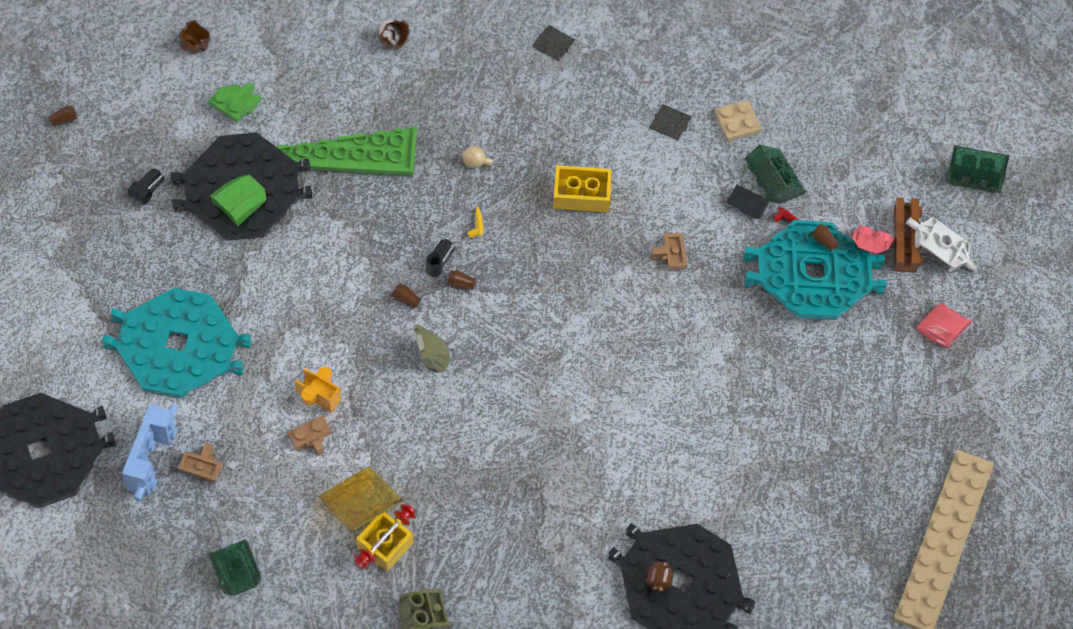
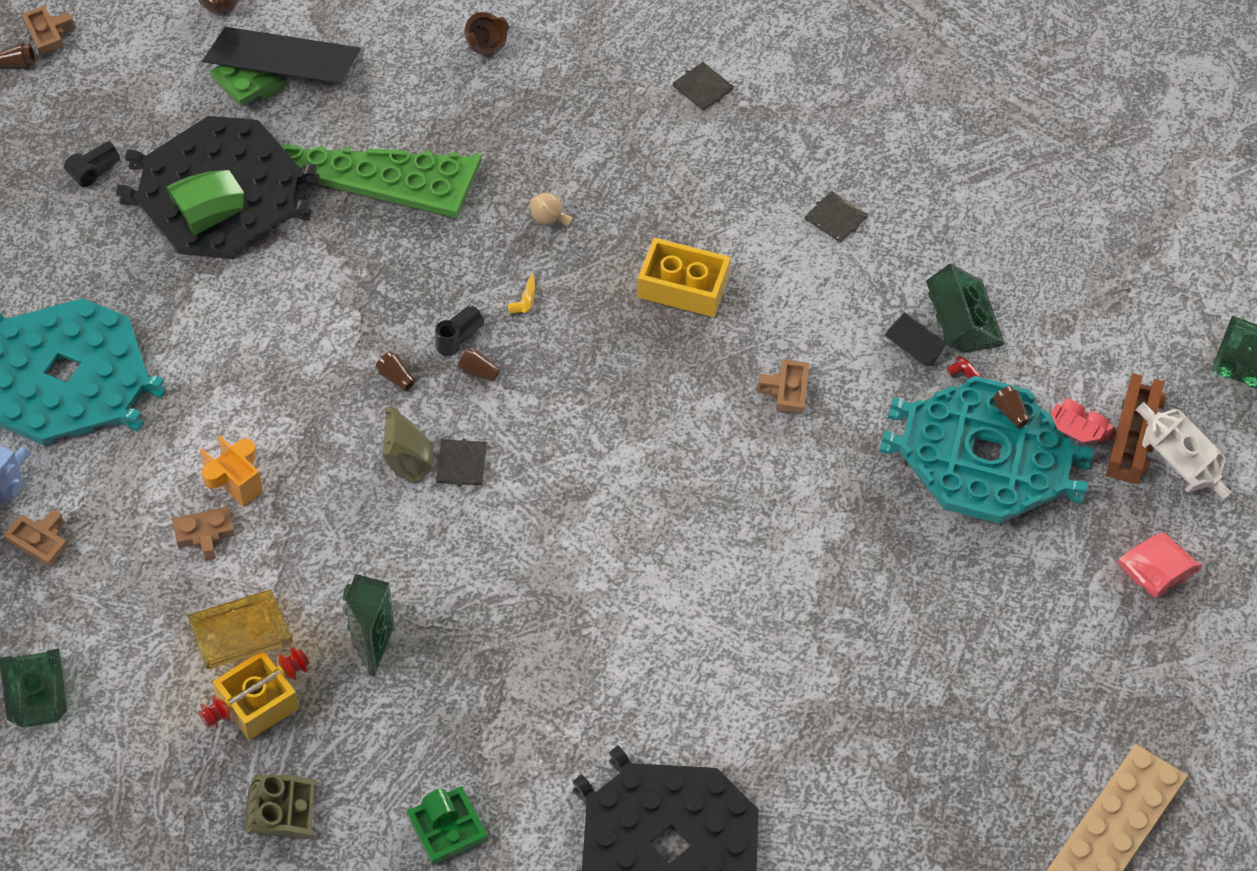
camera: 15 degrees right, 5 degrees down
(78, 90) = (46, 29): none -> medium nougat hinge
(254, 78) = (282, 55): none -> black piece
(444, 474) = (369, 618): none -> clear green slope
(468, 350) = (461, 462): none -> clear smoke piece
(534, 599) = (446, 824): none -> green plate
(659, 577) = (635, 831): reddish brown head -> none
(738, 120) = (932, 232): tan plate -> none

